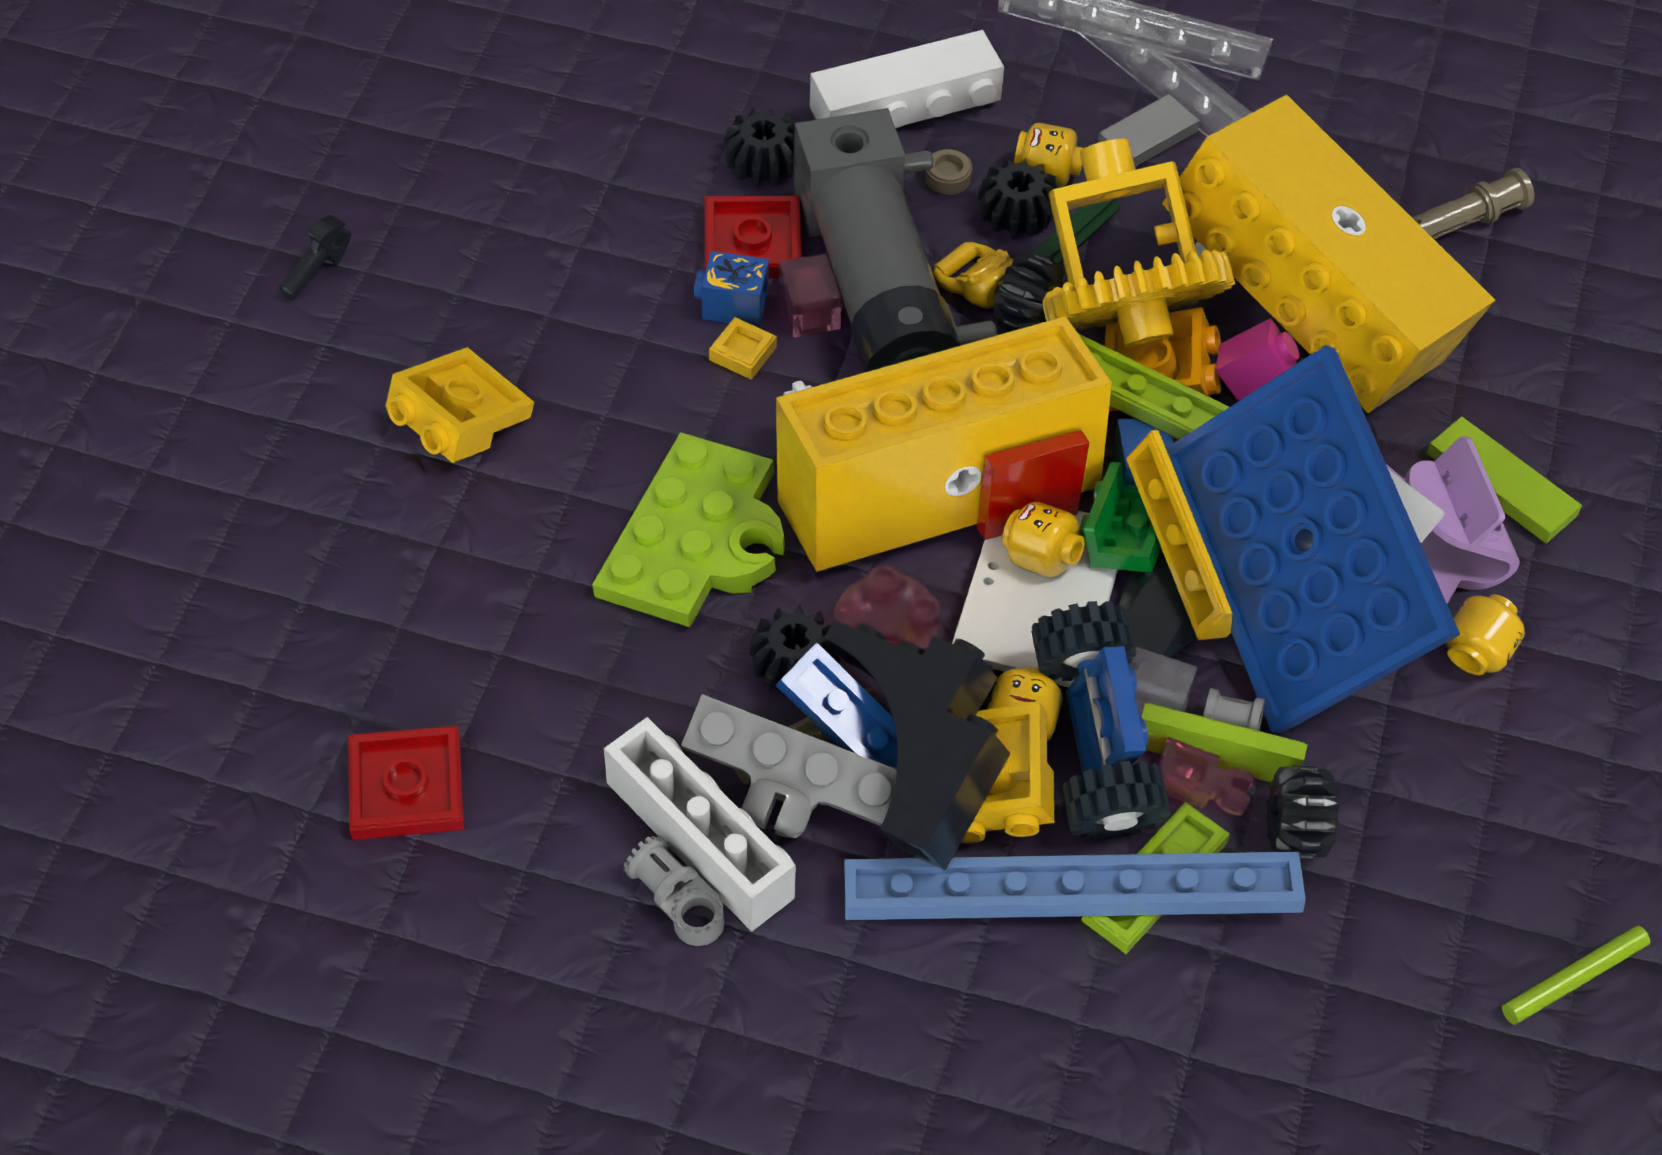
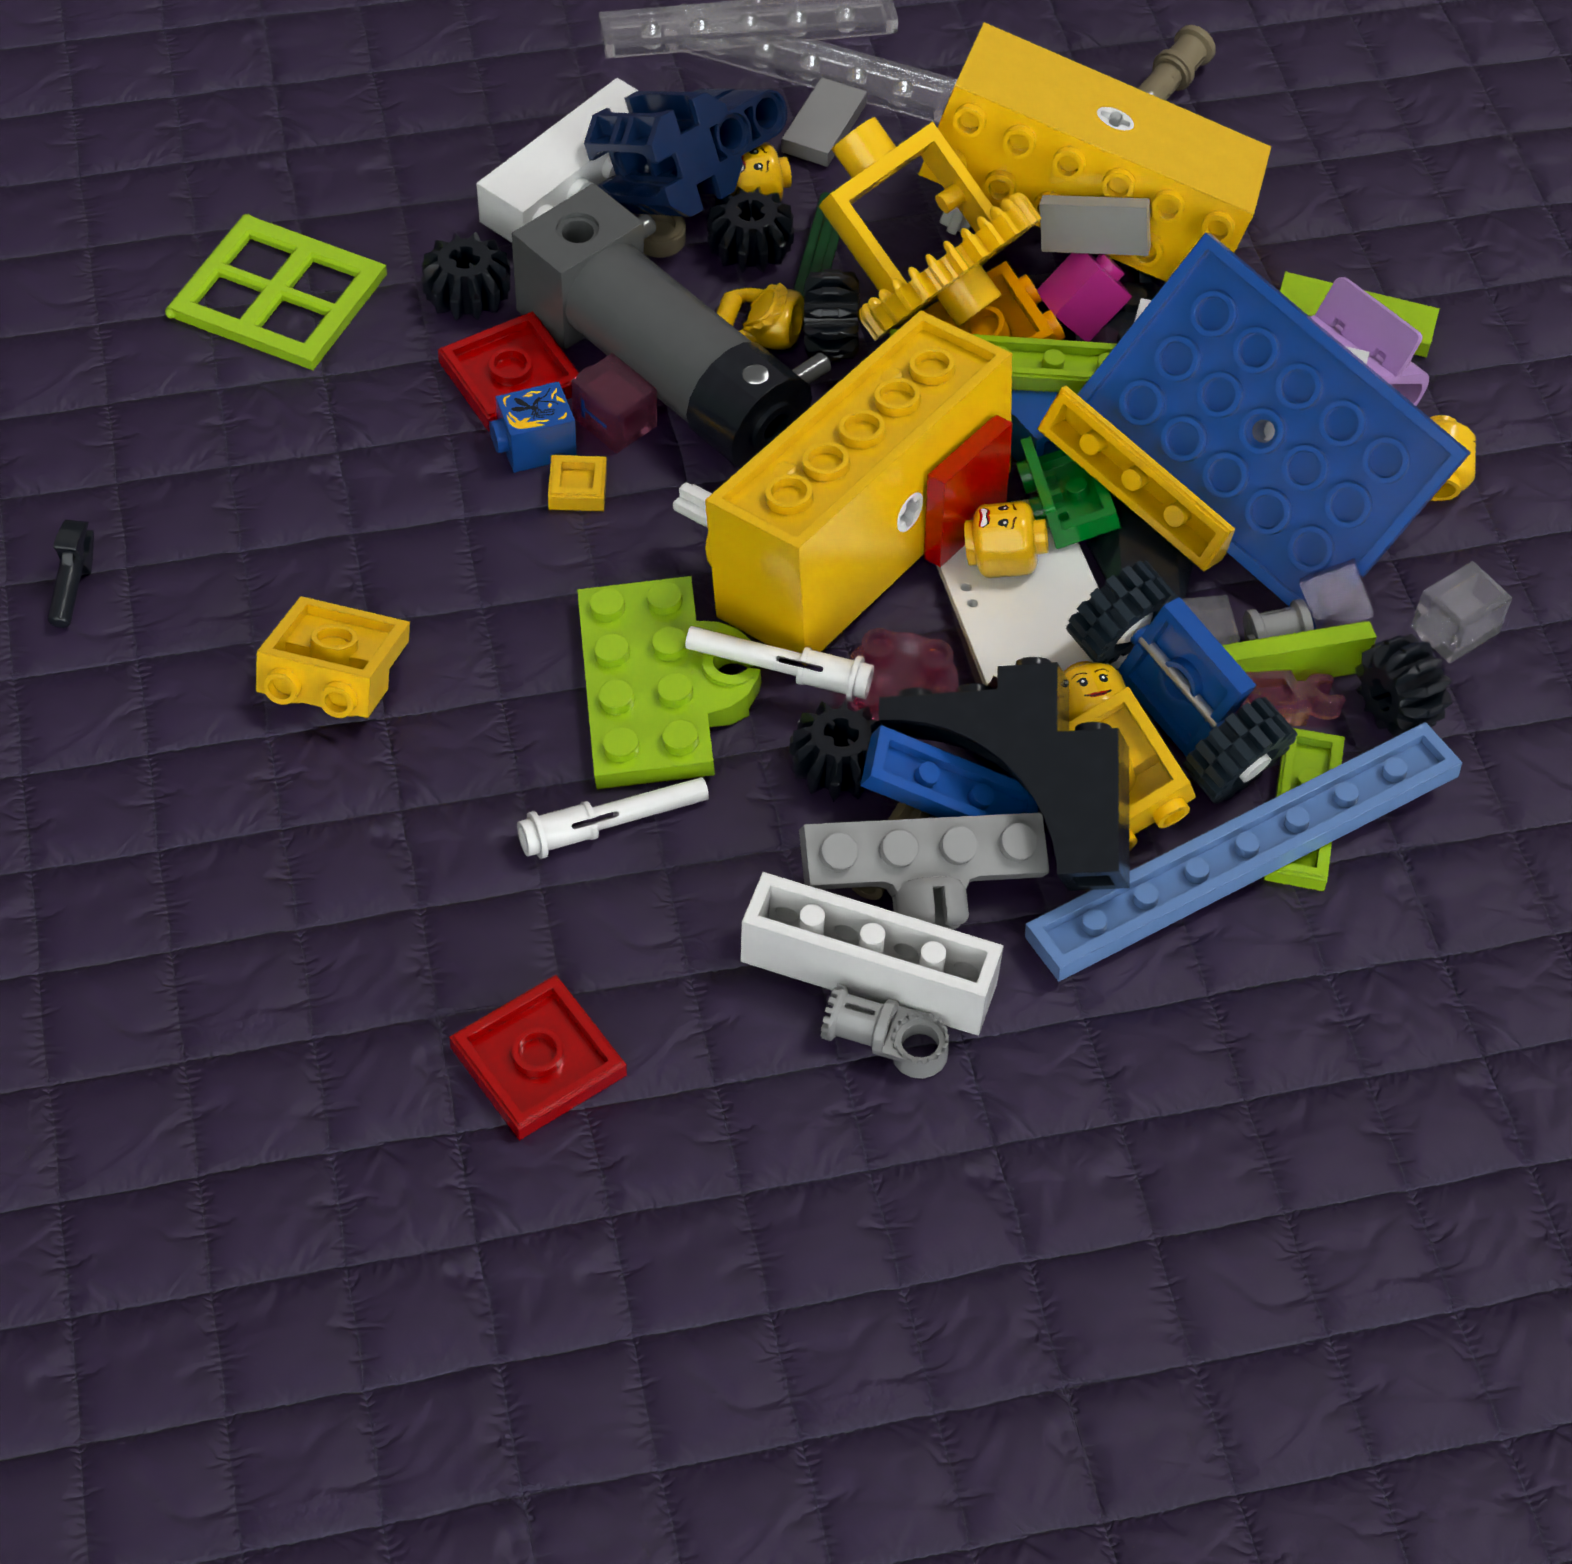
camera: 30 degrees left, 0 degrees up
(533, 612) = (555, 828): none -> white pin
(660, 78) = (280, 288): none -> lime window
(834, 596) = (838, 673): none -> white pin
(995, 104) = (681, 145): none -> dark blue connector
(1283, 306) = (1095, 225): none -> light grey tile
(1292, 710) = (1337, 595): none -> clear purple plate
(1406, 774) = (1461, 612): none -> clear brick

